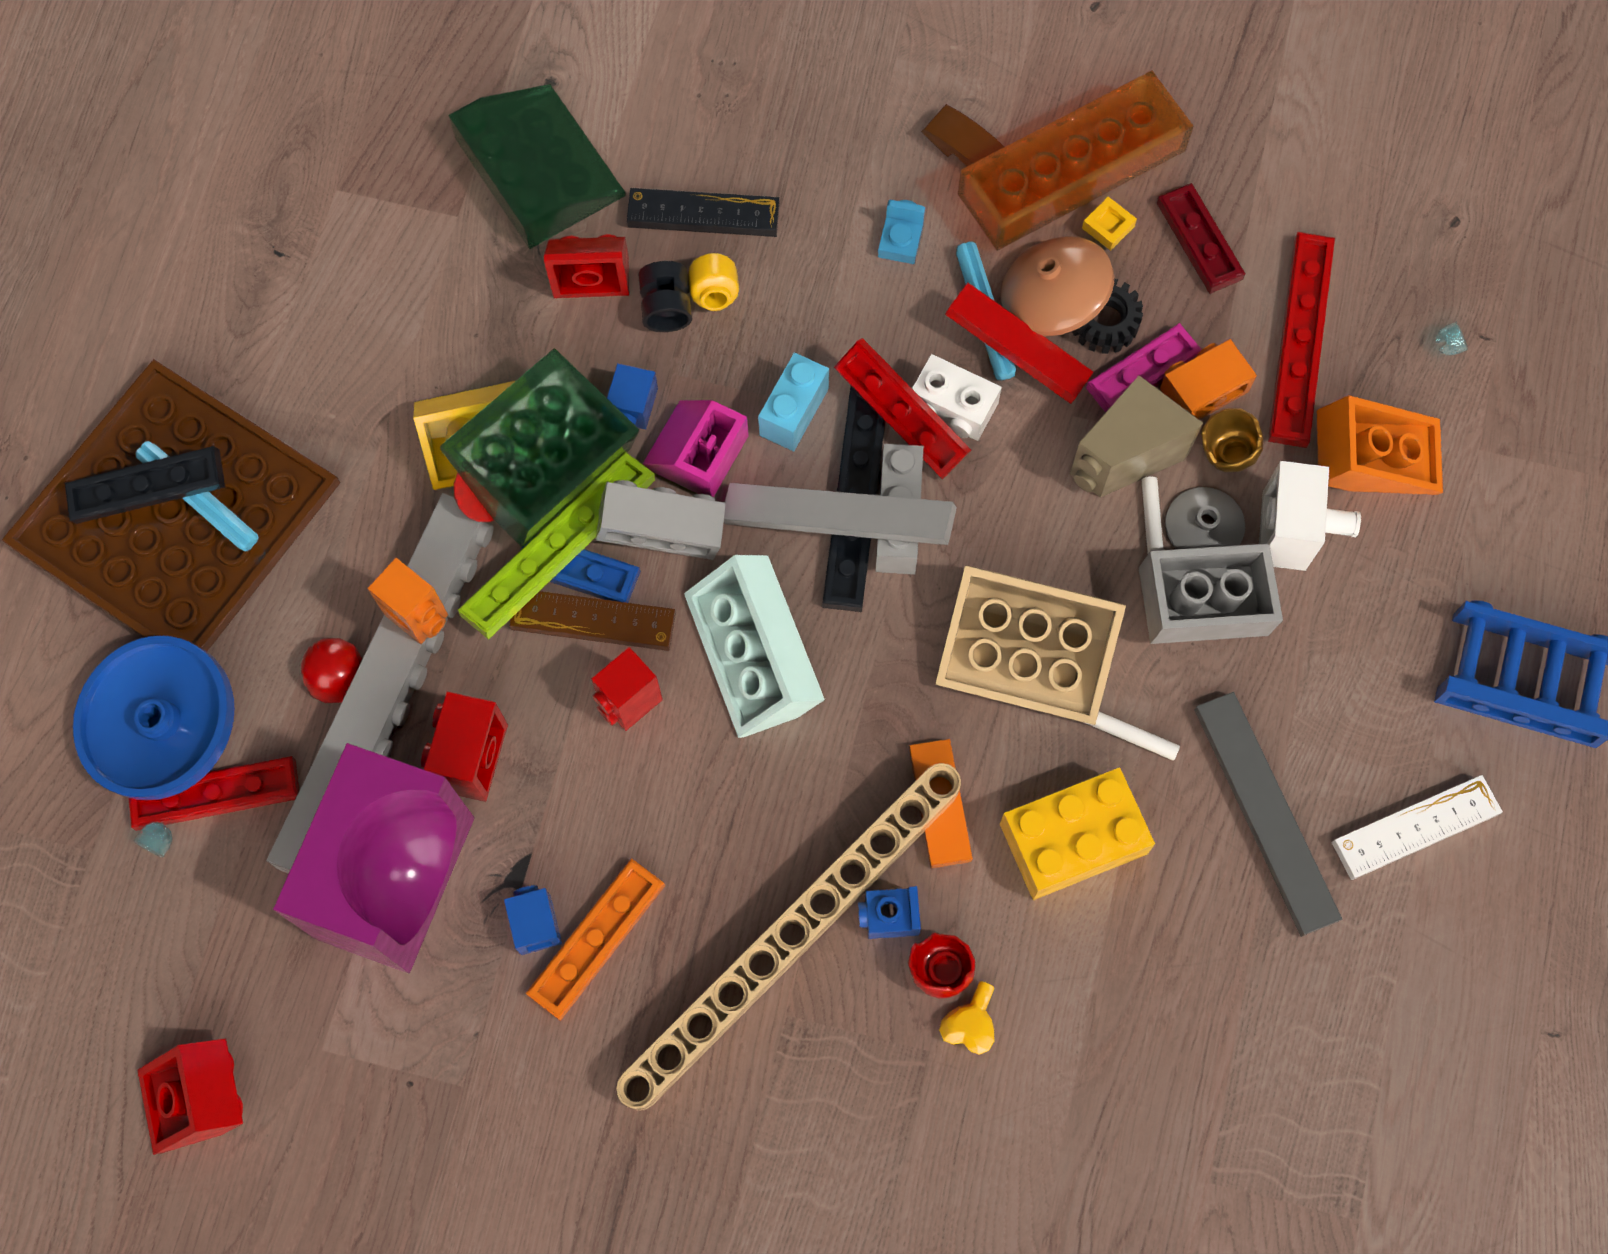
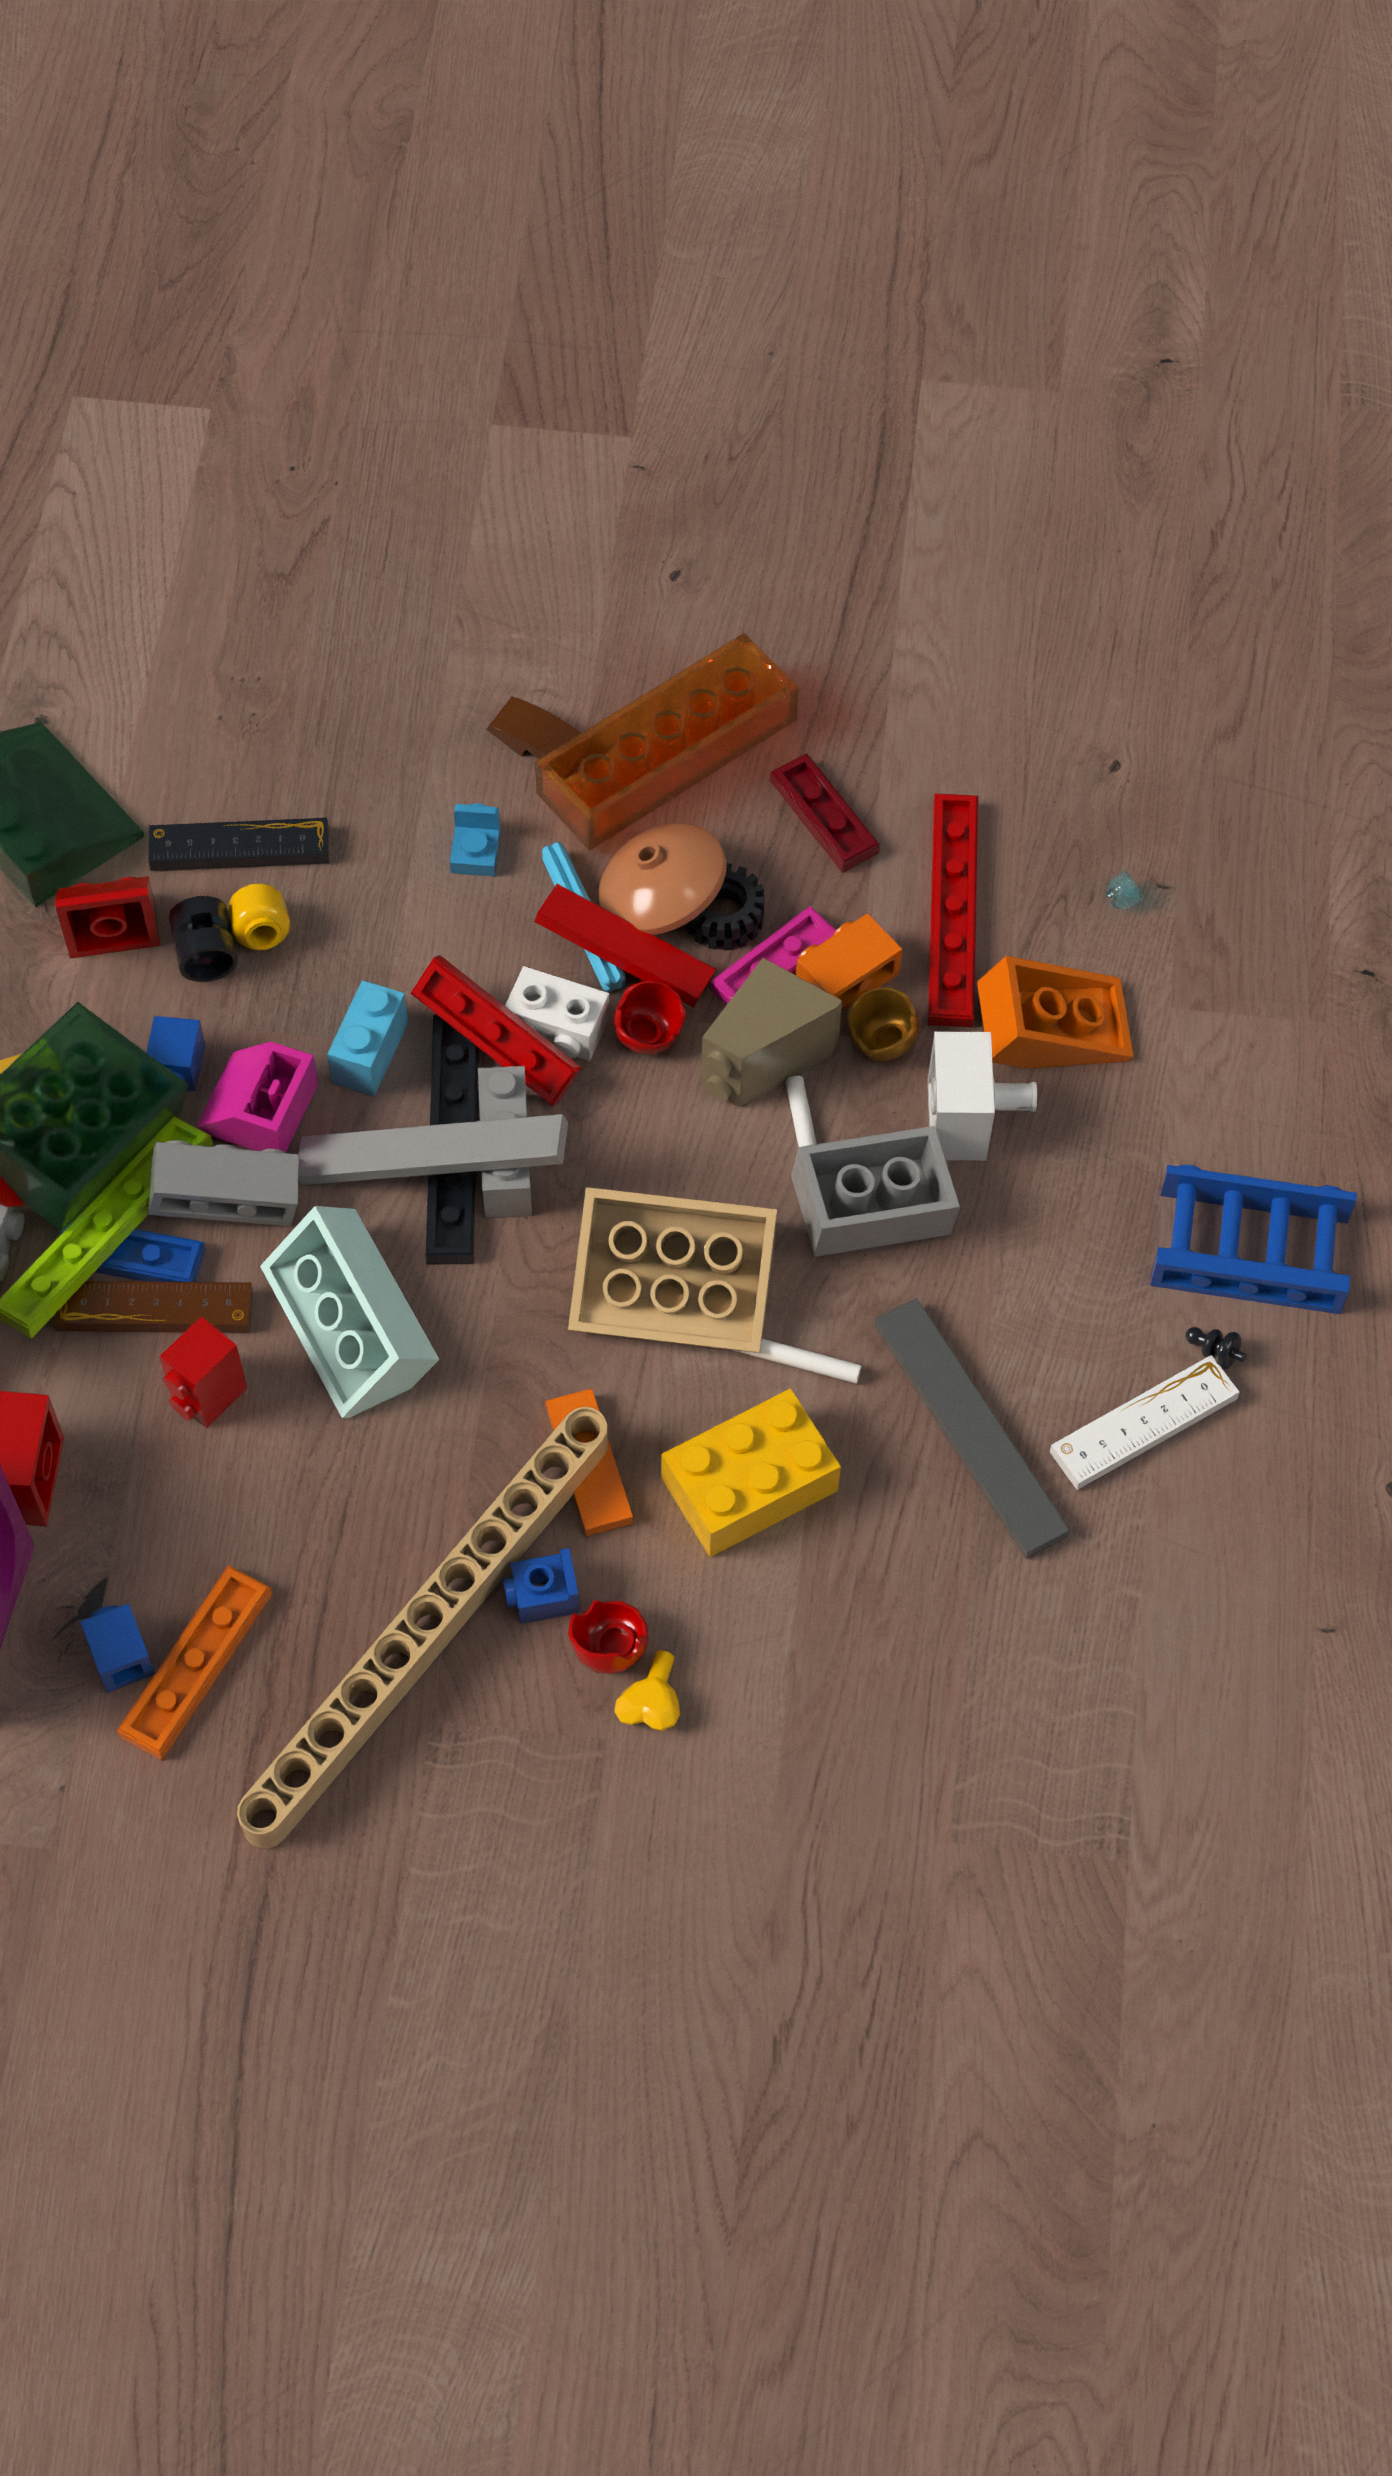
camera: 10 degrees left, 10 degrees down
(1033, 411) = (649, 1017): none -> red hair
(1109, 223) = (716, 806): yellow plate -> none
(1189, 531) = (840, 1112): light grey dish -> none
(1484, 764) = (1213, 1343): none -> black hair

